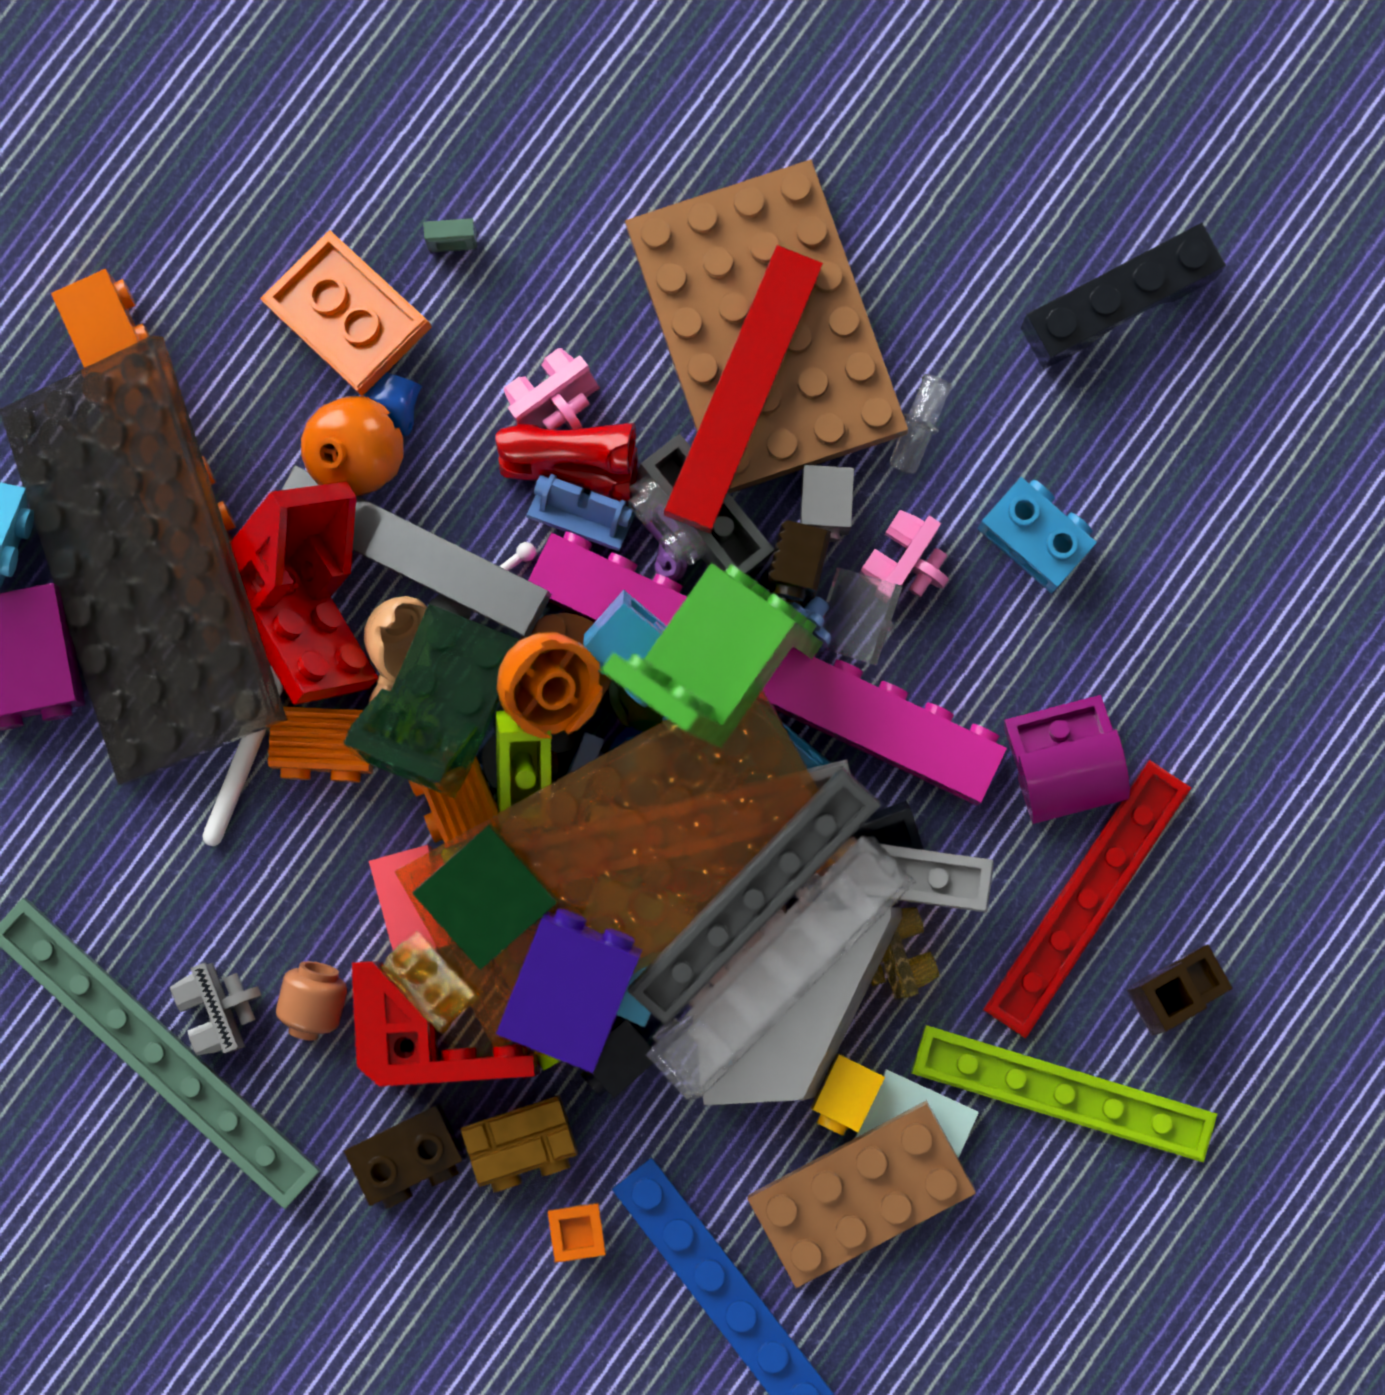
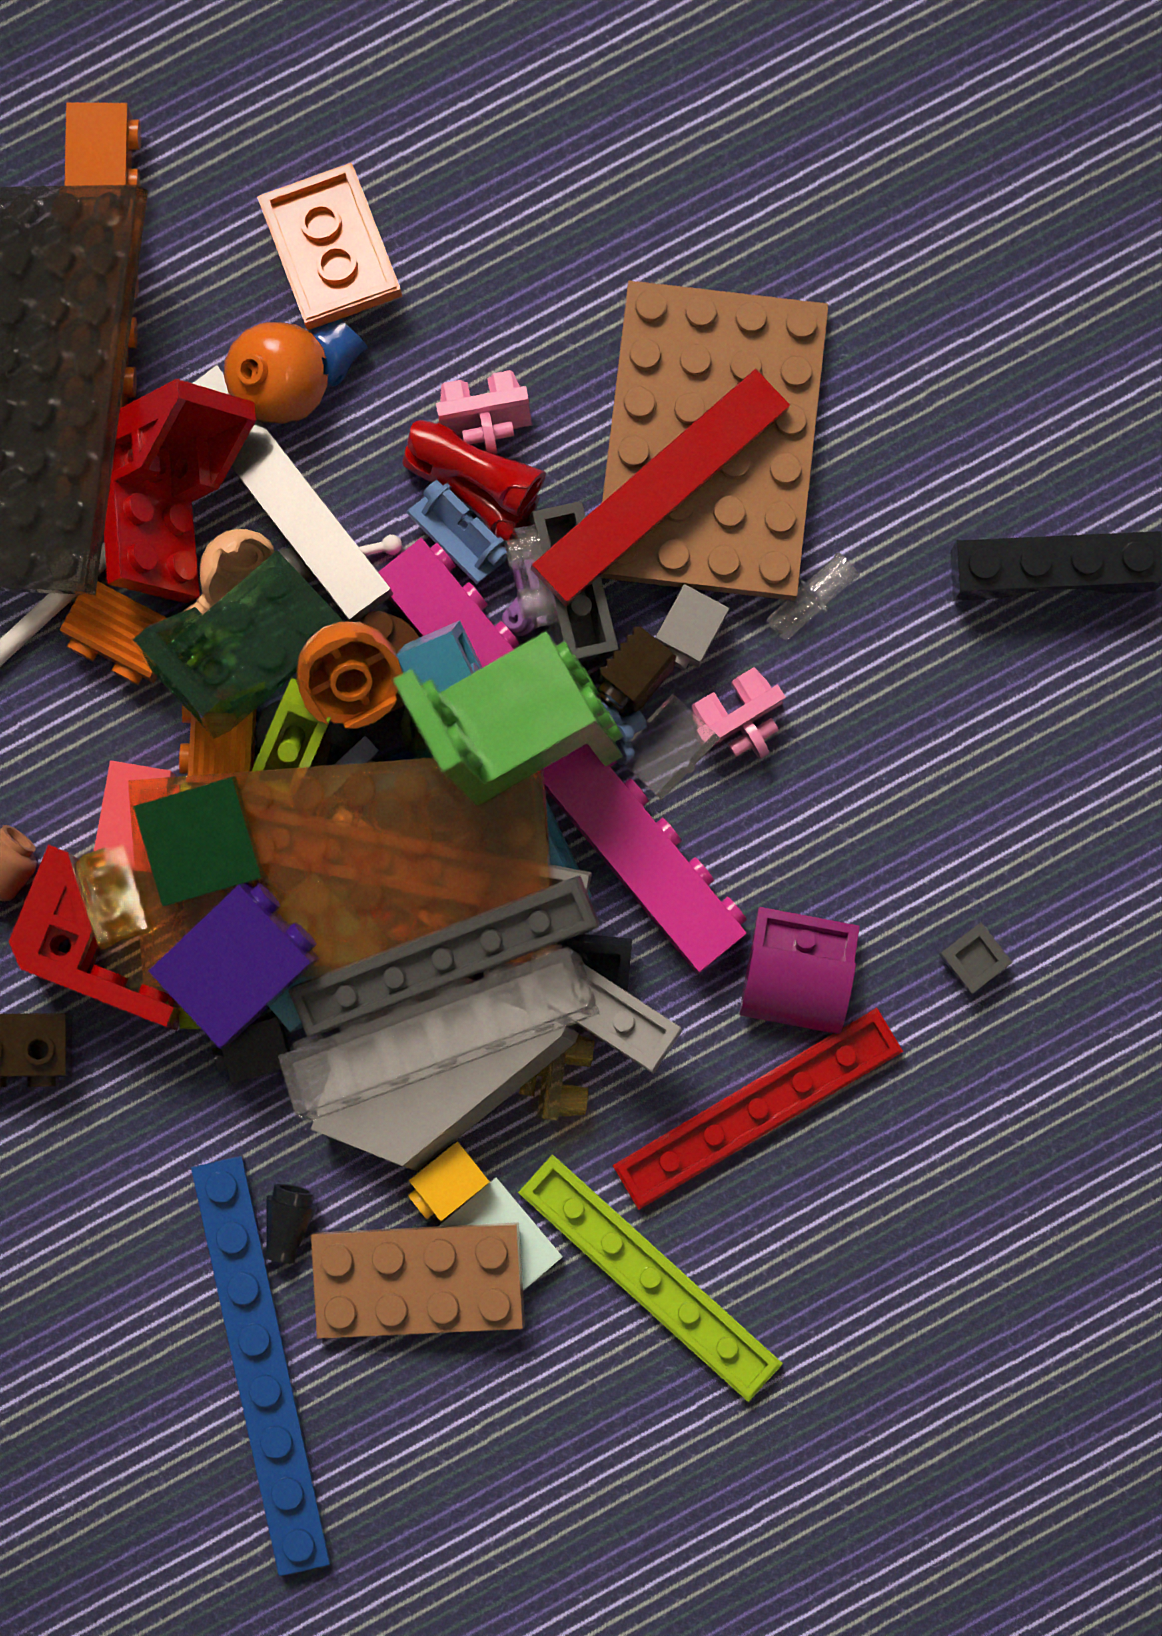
camera: 20 degrees right, 0 degrees up
(450, 235) = (460, 219): sand green tile -> none
(519, 1143) = (127, 1084): pearl gold brick -> none
(576, 1232) = (139, 1191): orange tile -> none
(719, 1193) = (287, 1220): none -> black cone
(1037, 533) = (872, 749): dark azure brick -> none
(1179, 990) = (801, 1231): dark brown brick -> none
(1215, 675) = (975, 958): none -> dark grey plate

